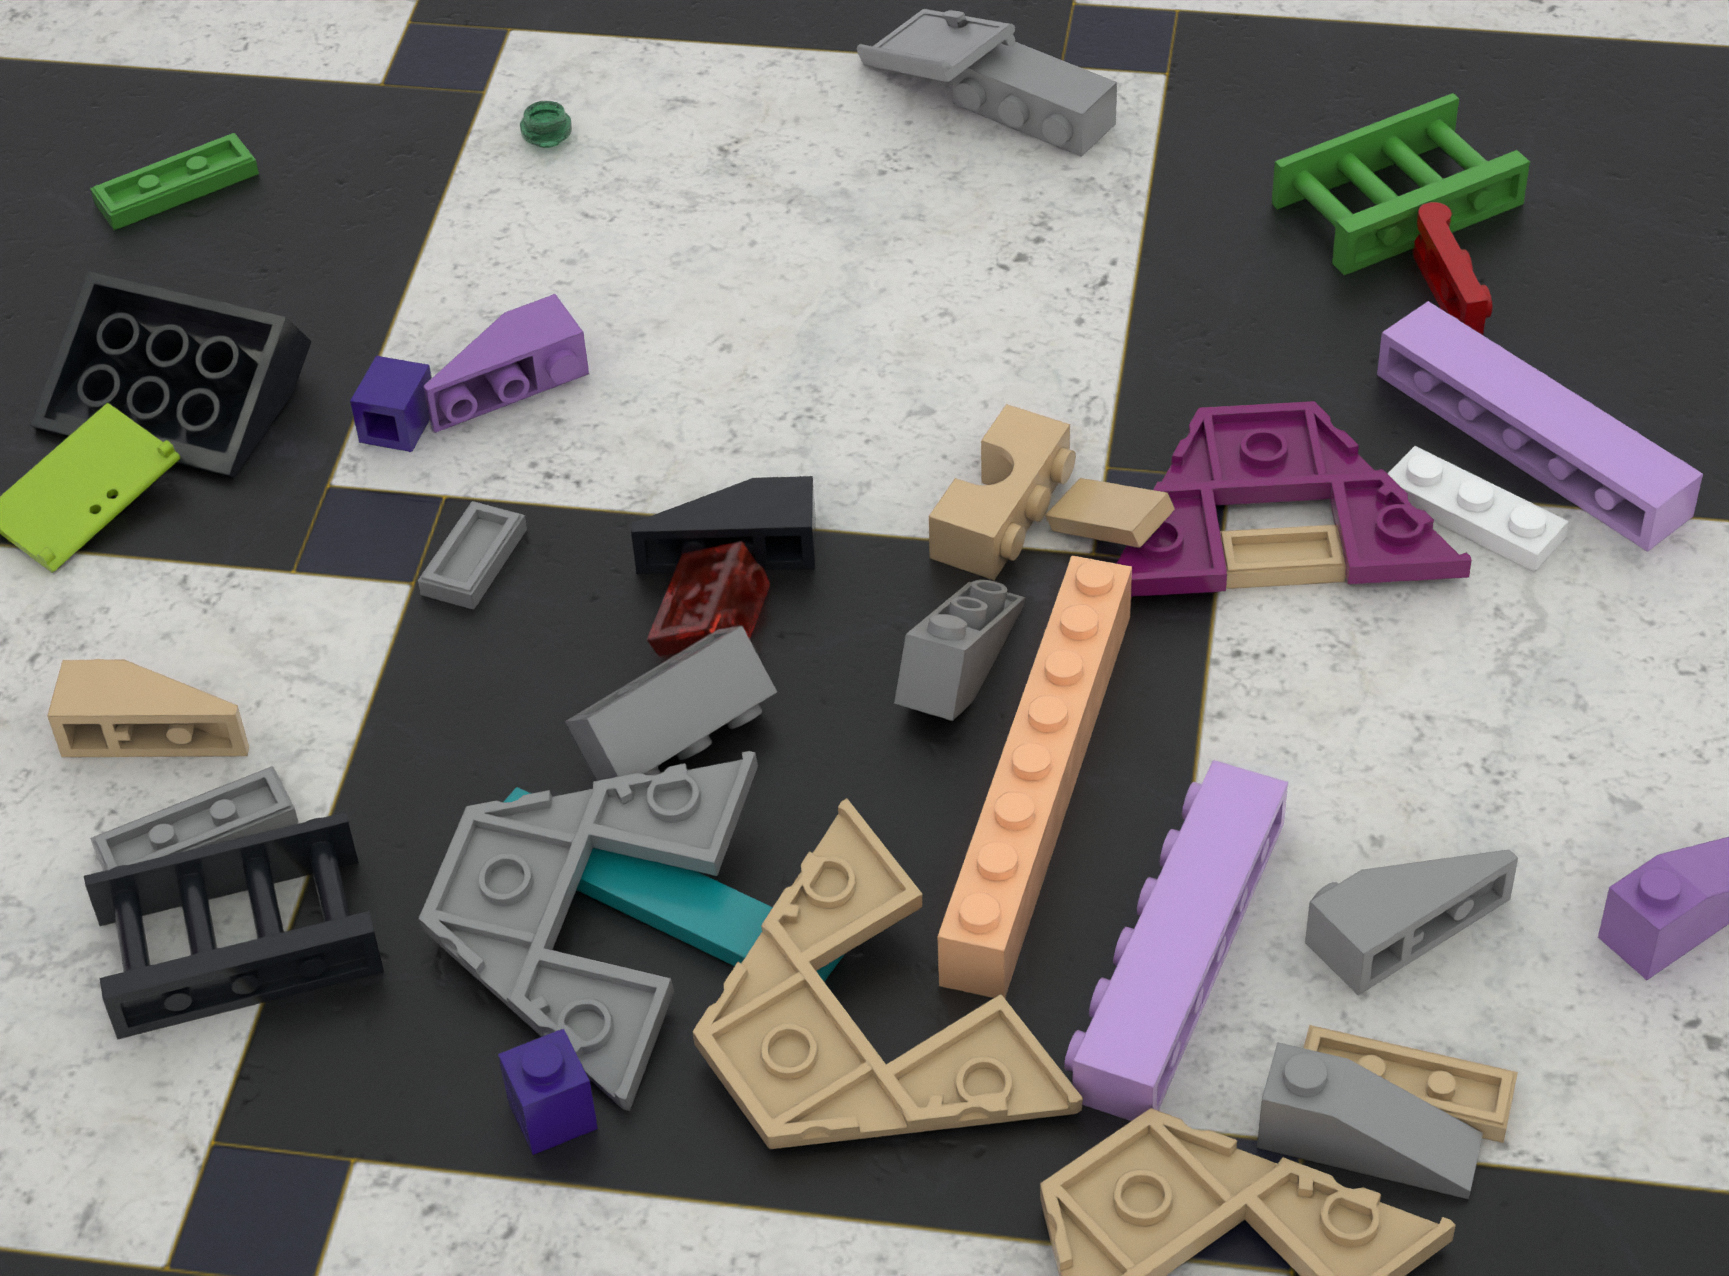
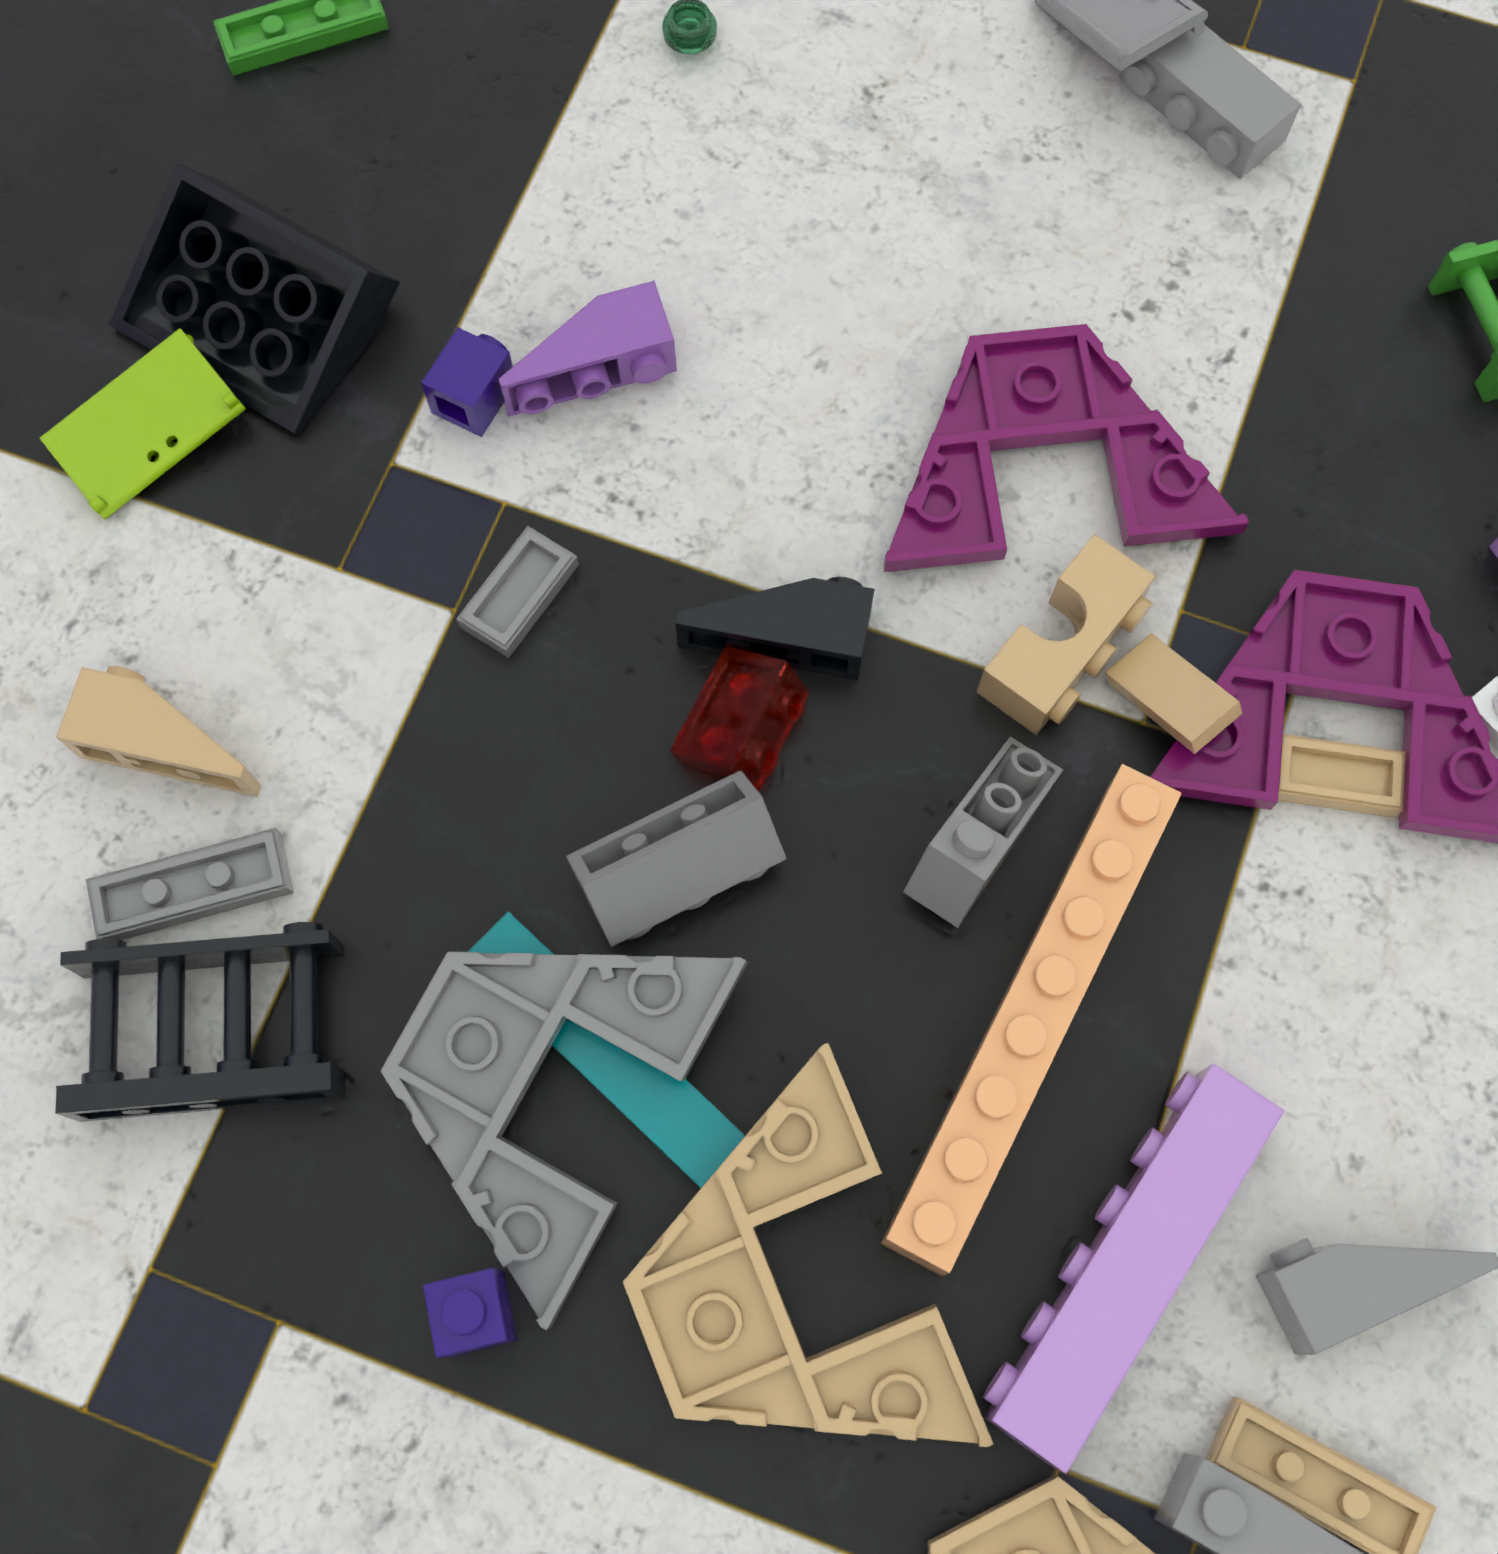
camera: 10 degrees right, 25 degrees up
(942, 325) = (1044, 392): none -> magenta wing

